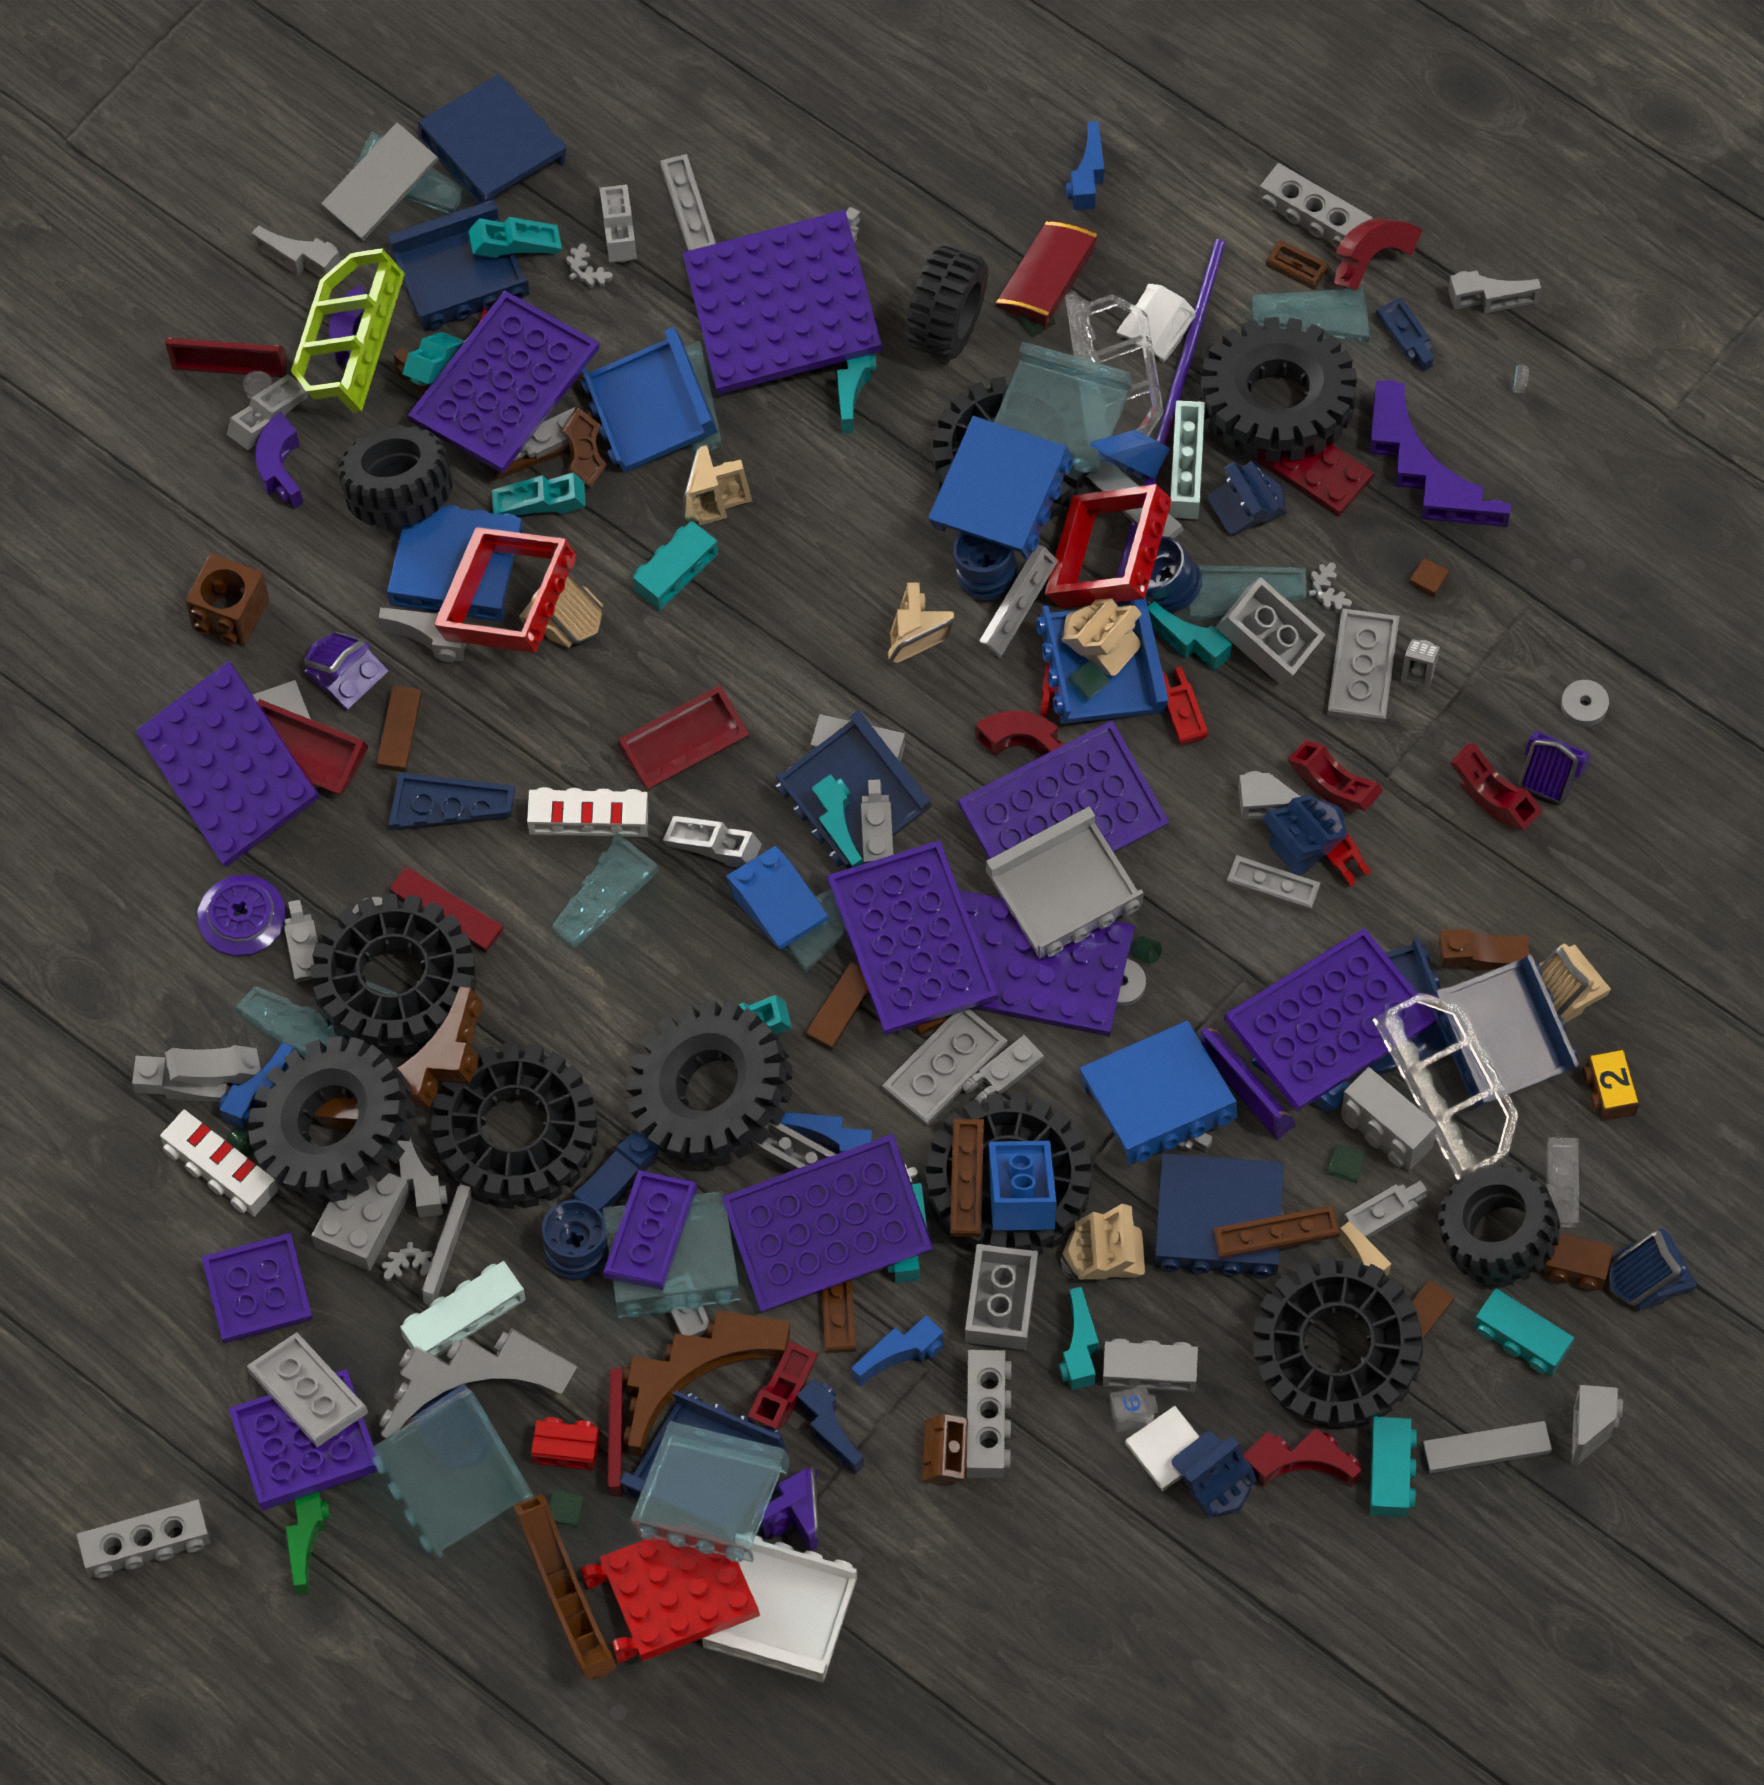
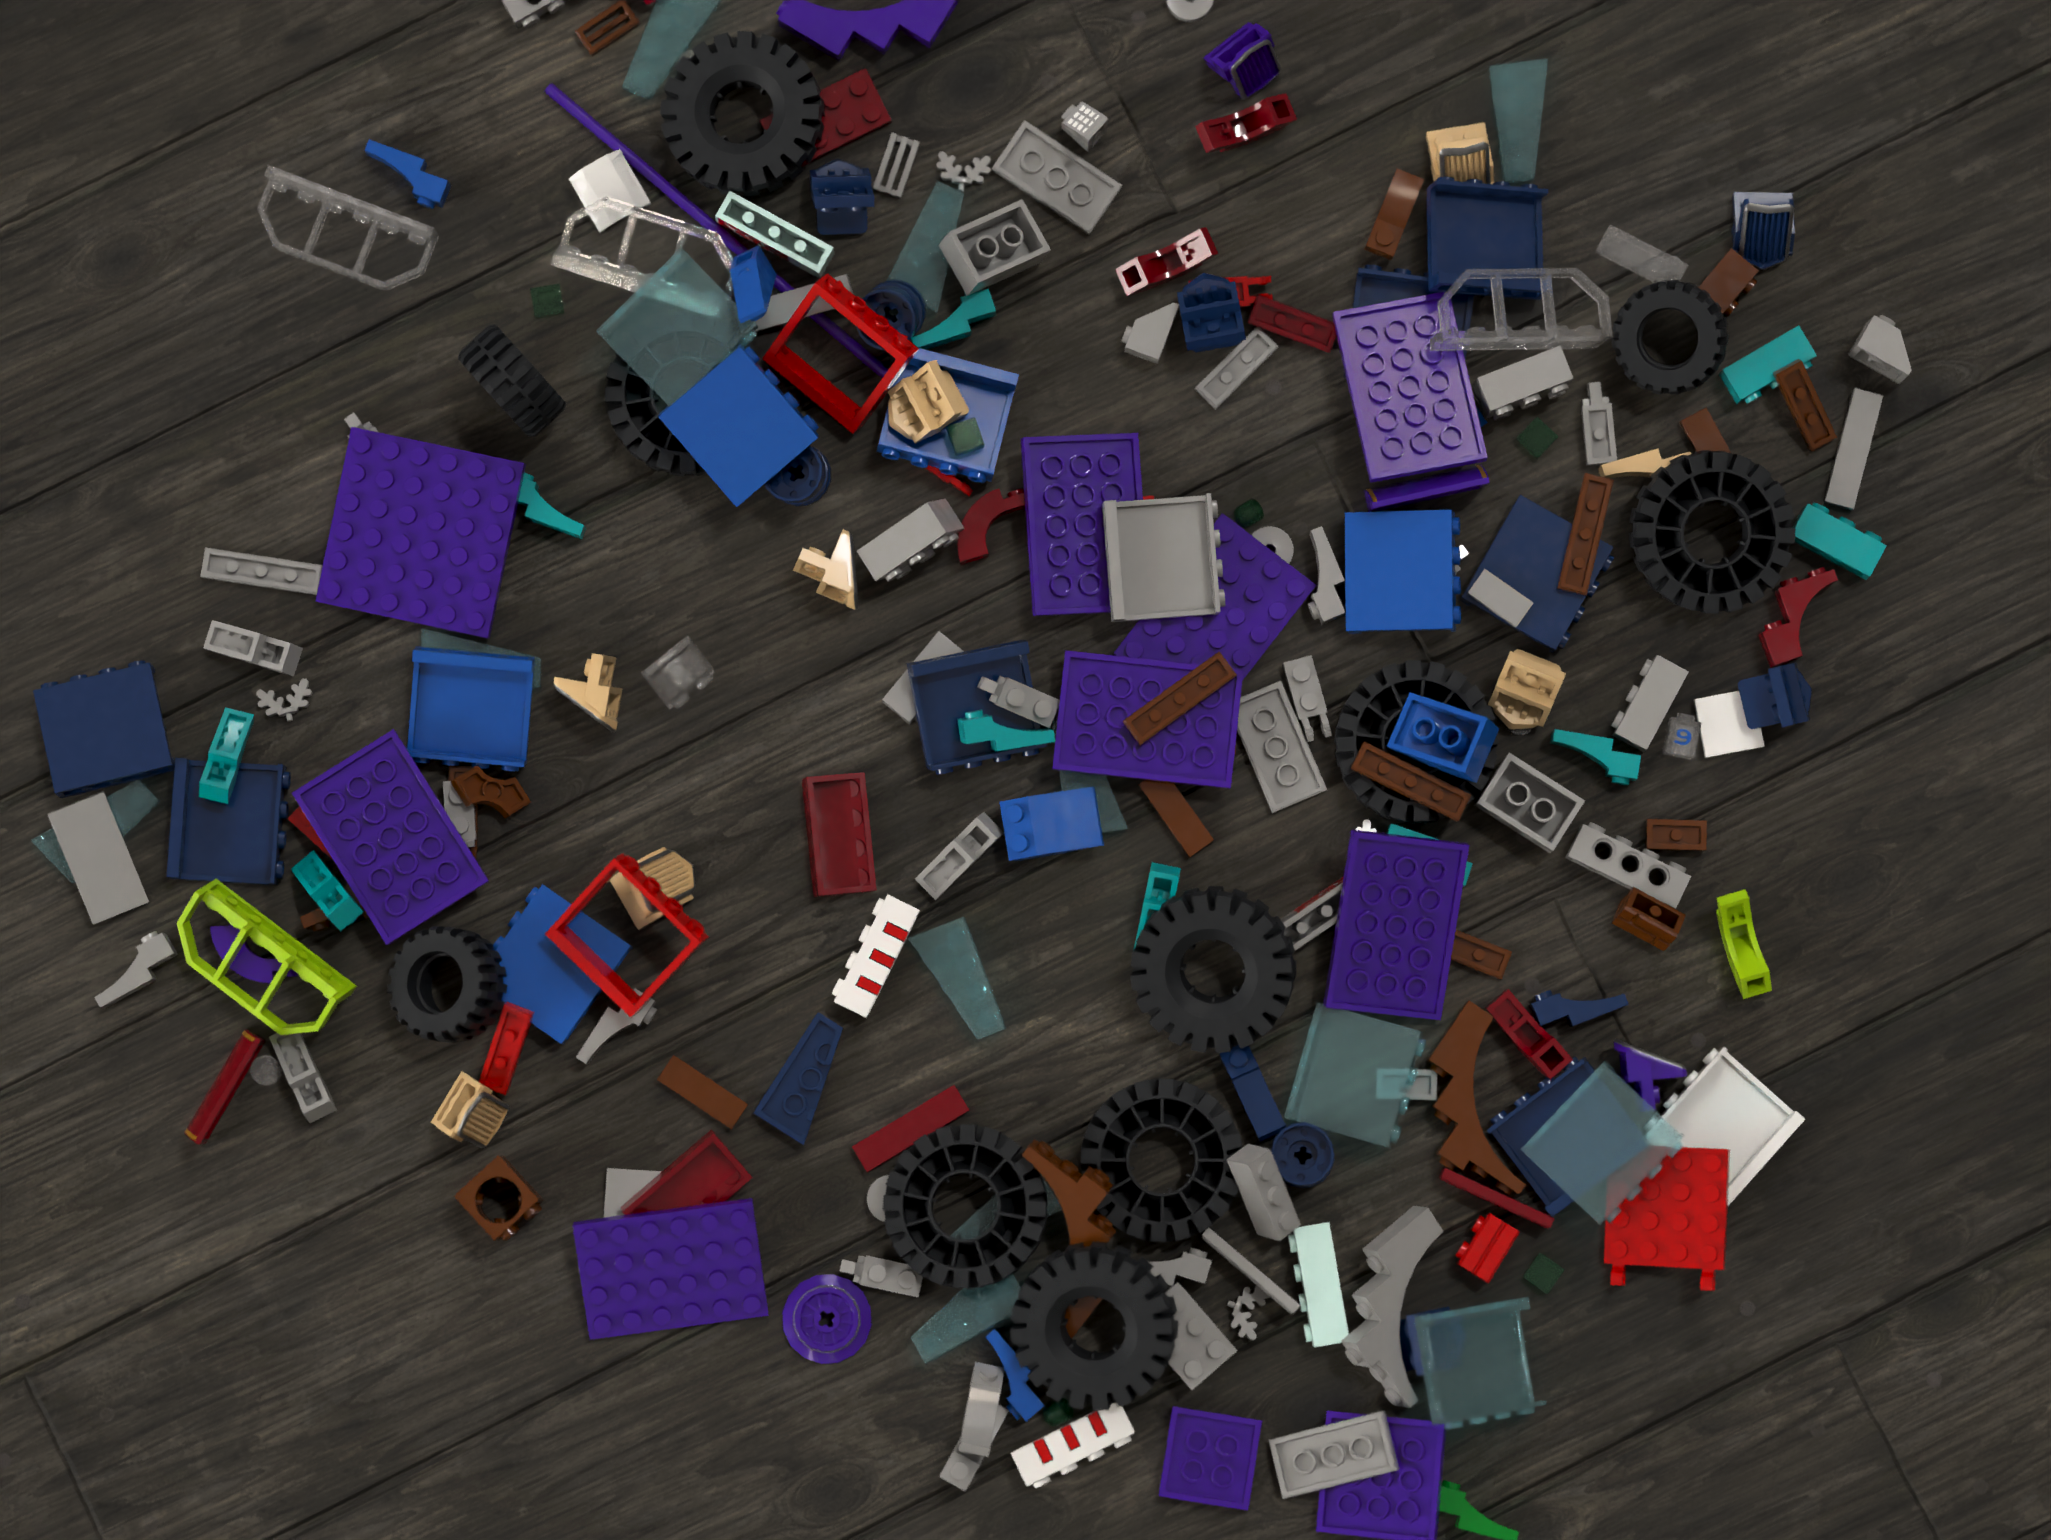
camera: 70 degrees left, 20 degrees up
(272, 448) = (348, 1088): dark purple arch -> none
(293, 551) = (470, 1112): none -> tan piece
(343, 667) = (615, 1118): dark purple piece -> none
(363, 553) = (506, 1048): none -> red tile
(523, 1215) = (1263, 1192): none -> light grey brick
(540, 495) = (521, 856): teal slope -> none
(563, 1588) = (1638, 1309): reddish brown arch -> none
(650, 1230) = (1329, 1085): dark purple tile -> none
(675, 565) = (654, 761): teal brick -> none
(760, 540) = (679, 673): none -> clear slope
(827, 1131) = (1321, 867): blue slope -> none
(920, 1342) = (1534, 892): blue slope -> none
(944, 950) = (1179, 698): none -> reddish brown tile
(965, 1546) = (1742, 945): none -> lime arch
(972, 671) = (911, 540): none -> light grey brick
(1018, 601) = (851, 462): light grey tile -> none
(1033, 141) = (361, 211): none -> clear plate
(1038, 1445) = (1676, 834): none -> reddish brown plate
(1047, 271) = (503, 266): dark red slope -> none
(1105, 1041) = (1325, 601): none -> light grey slope
(1177, 1183) = (1500, 598): none -> light grey tile
(1184, 710) = (1027, 362): red hinge -> none
(1302, 529) = (904, 141): none -> light grey tile
(1337, 903) = (1292, 323): none -> dark red tile
(1429, 577) = (996, 72): reddish brown tile -> none
(1503, 1379) = (1805, 405): none -> reddish brown tile
(1611, 1085) = (1574, 169): brick -> none
(1641, 1015) = (1518, 113): none -> clear light blue wing

